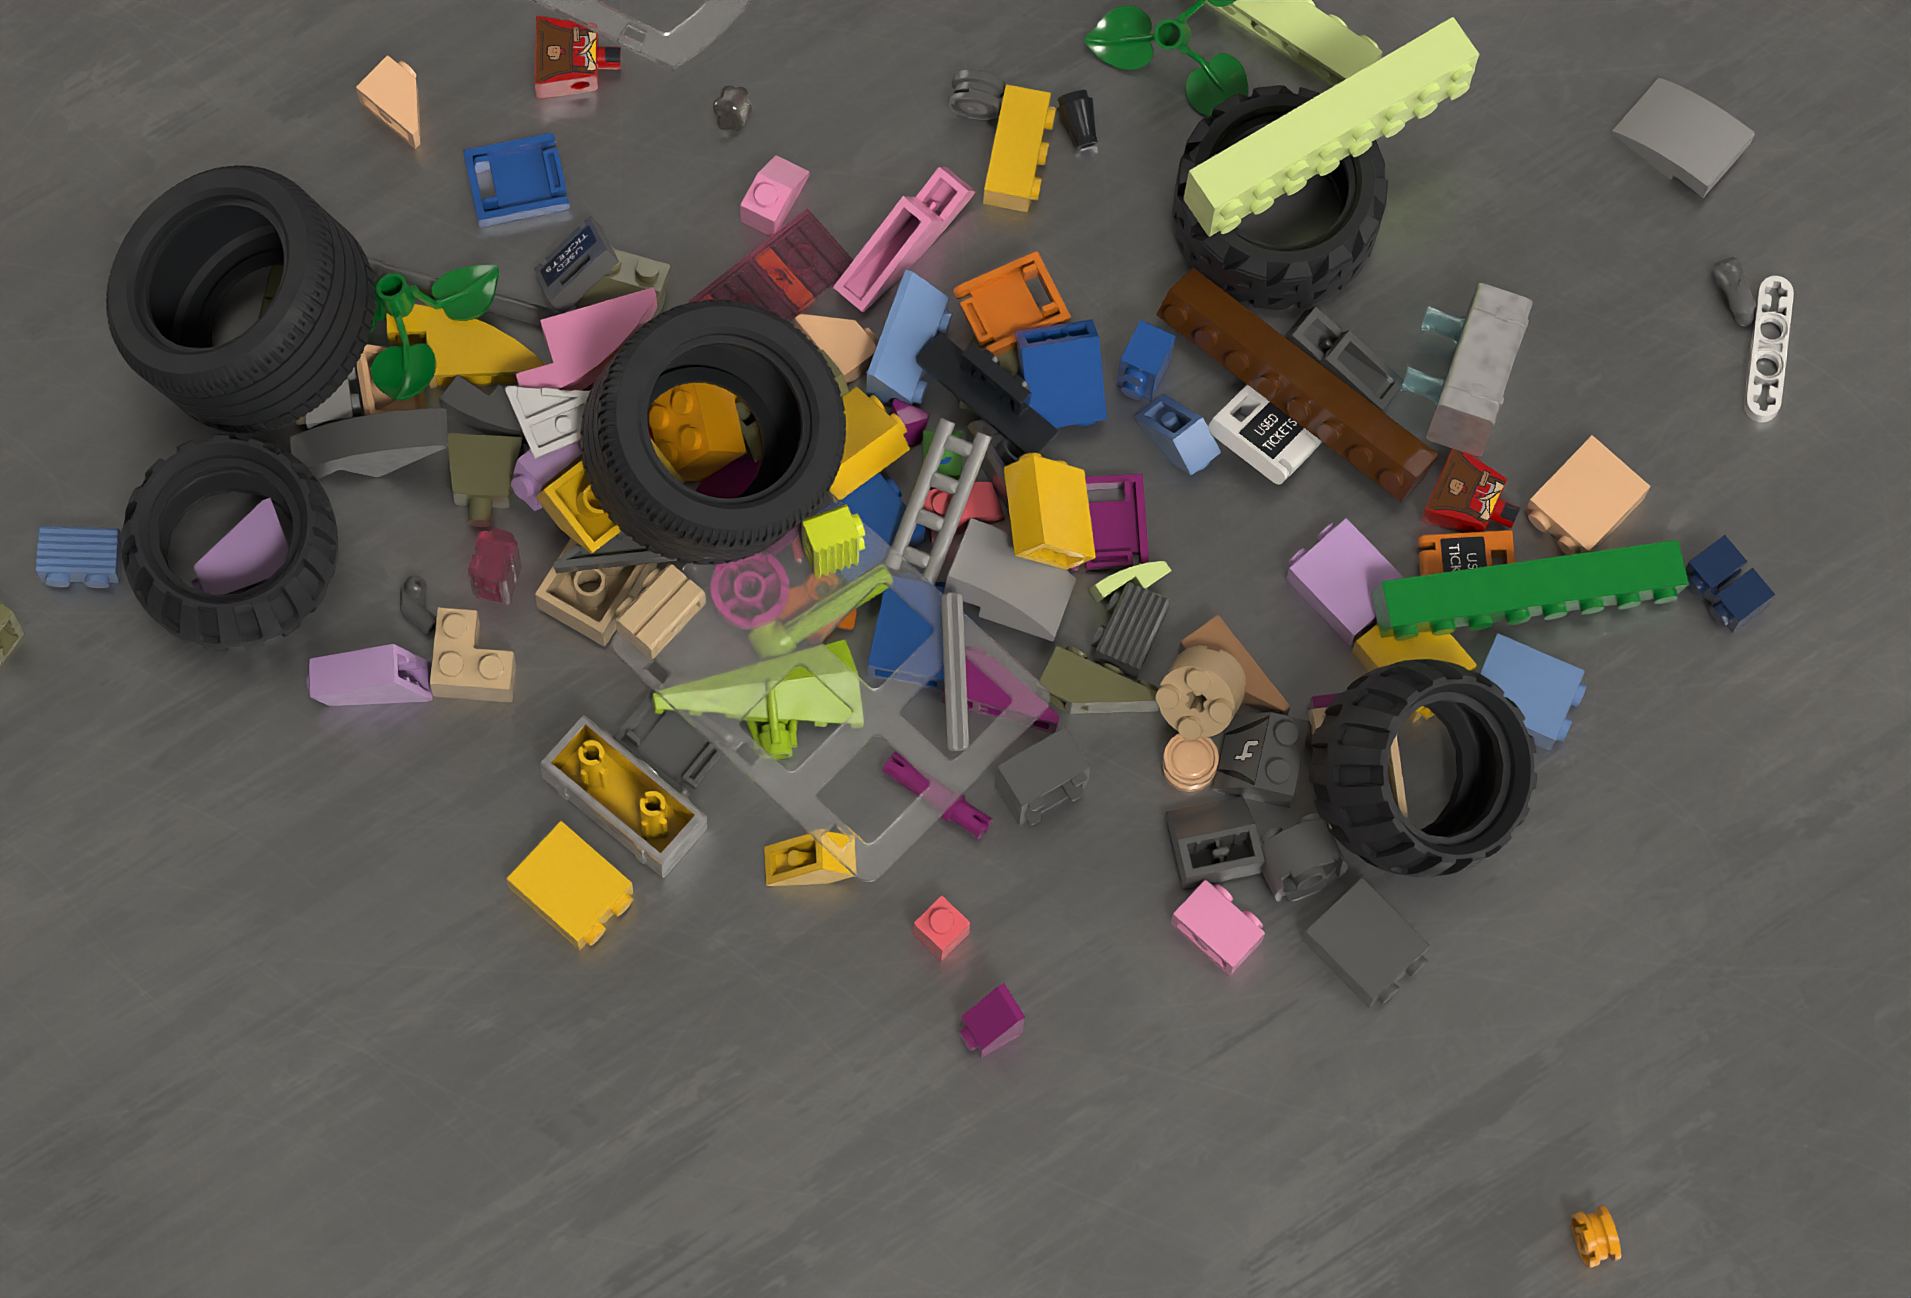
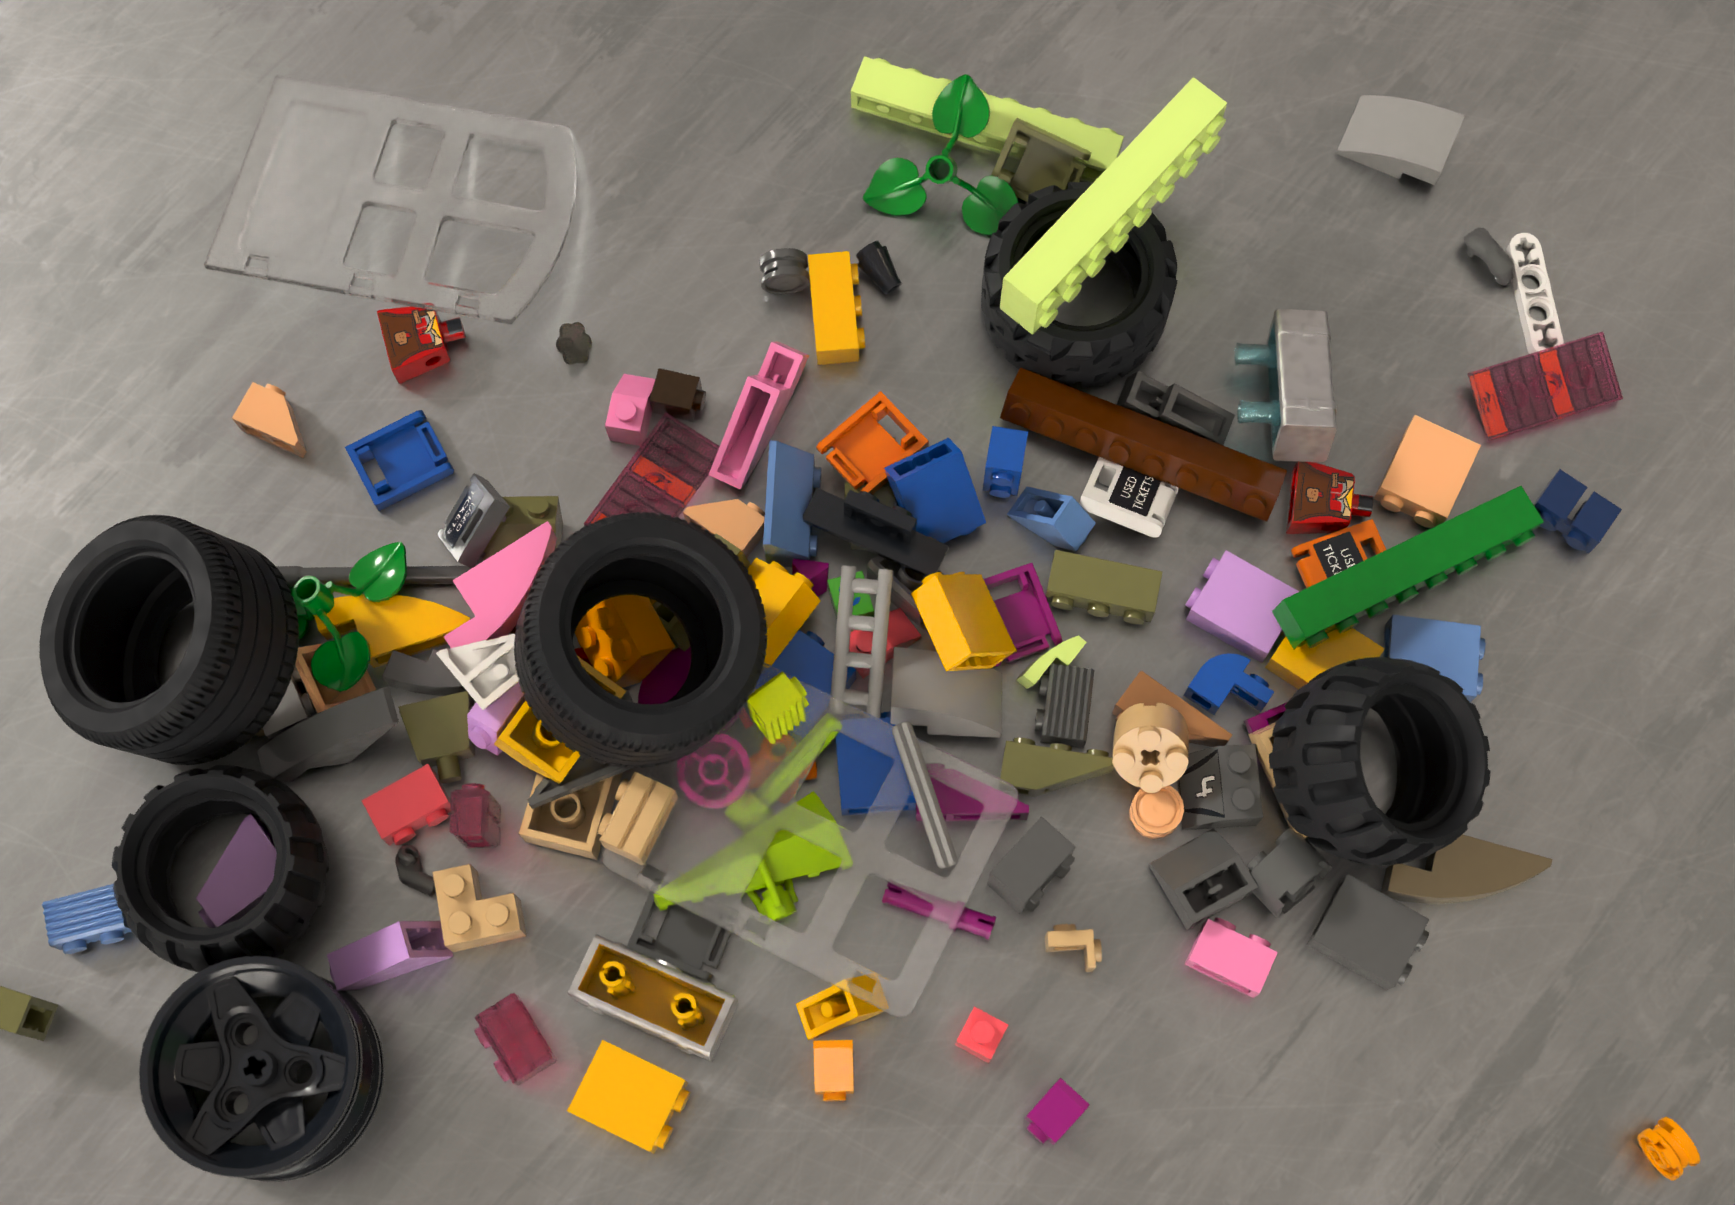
camera: 10 degrees left, 0 degrees up
(221, 749) = (264, 1070): none -> black wheel
(430, 537) = (408, 806): none -> coral brick
(473, 798) = (514, 1039): none -> clear pink brick
(783, 915) = (833, 1069): none -> light orange slope
(825, 194) = (677, 395): none -> dark brown brick
(1059, 861) = (1067, 938): none -> tan bracket
(1207, 520) = (1103, 587): none -> olive brick
(1290, 55) = (1044, 163): none -> olive container
(1302, 647) = (1223, 676): none -> blue brick
(1484, 912) = (1463, 873): none -> dark tan slope
(1745, 445) = (1545, 386): none -> clear pink tile

